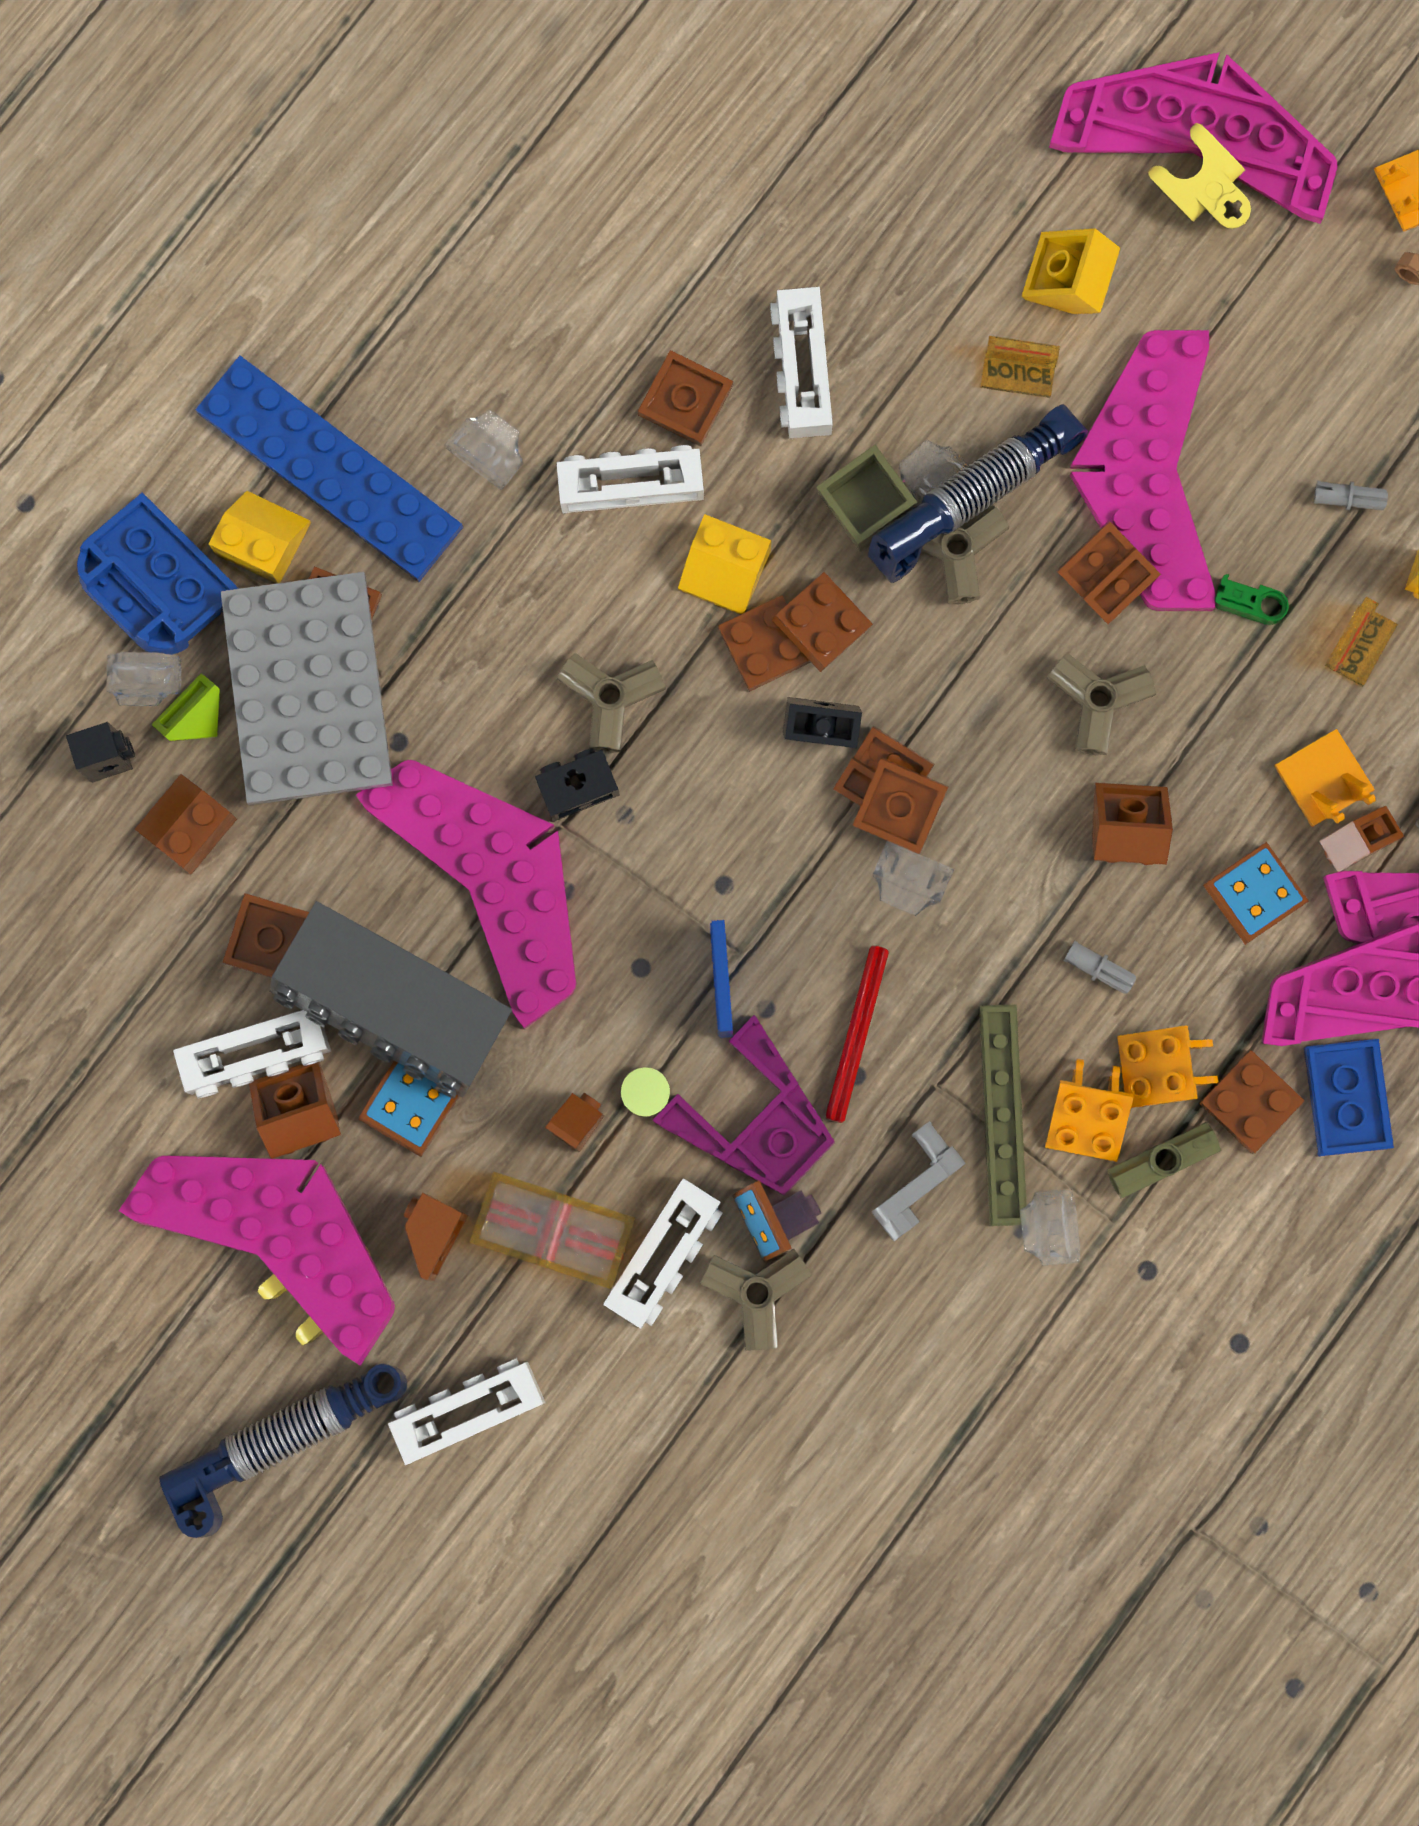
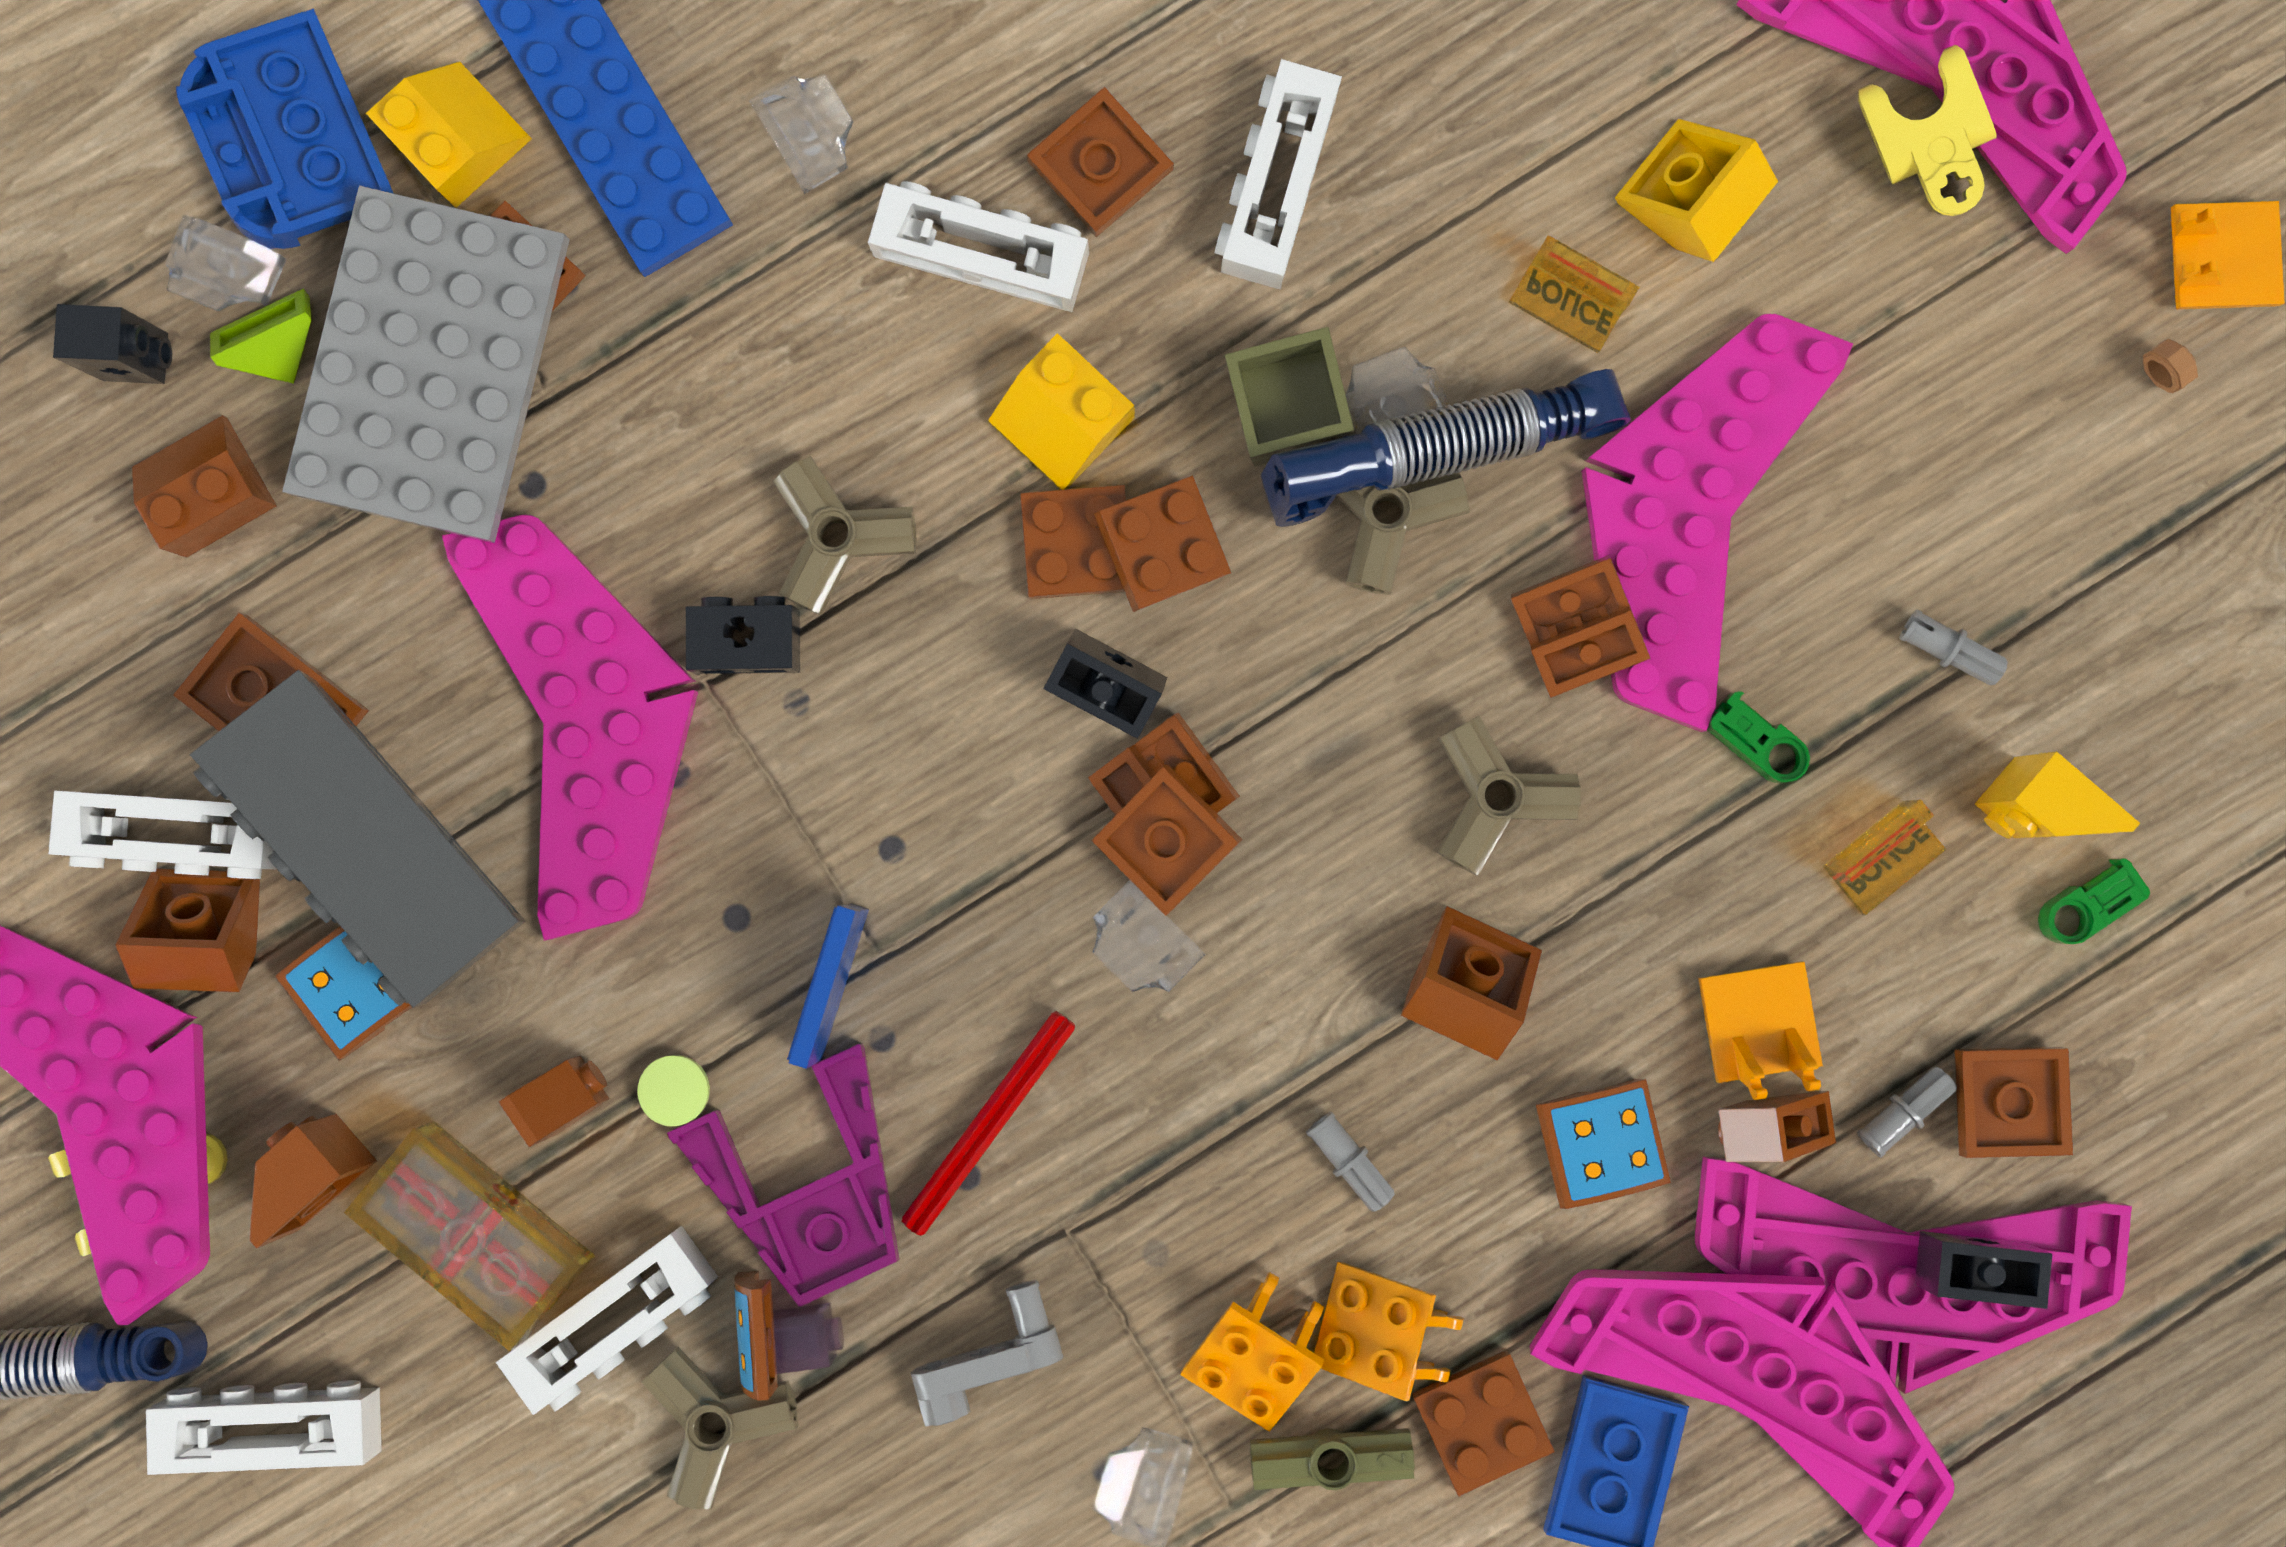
camera: 20 degrees right, 5 degrees up
(1002, 1114) = (1141, 1308): olive tile -> none

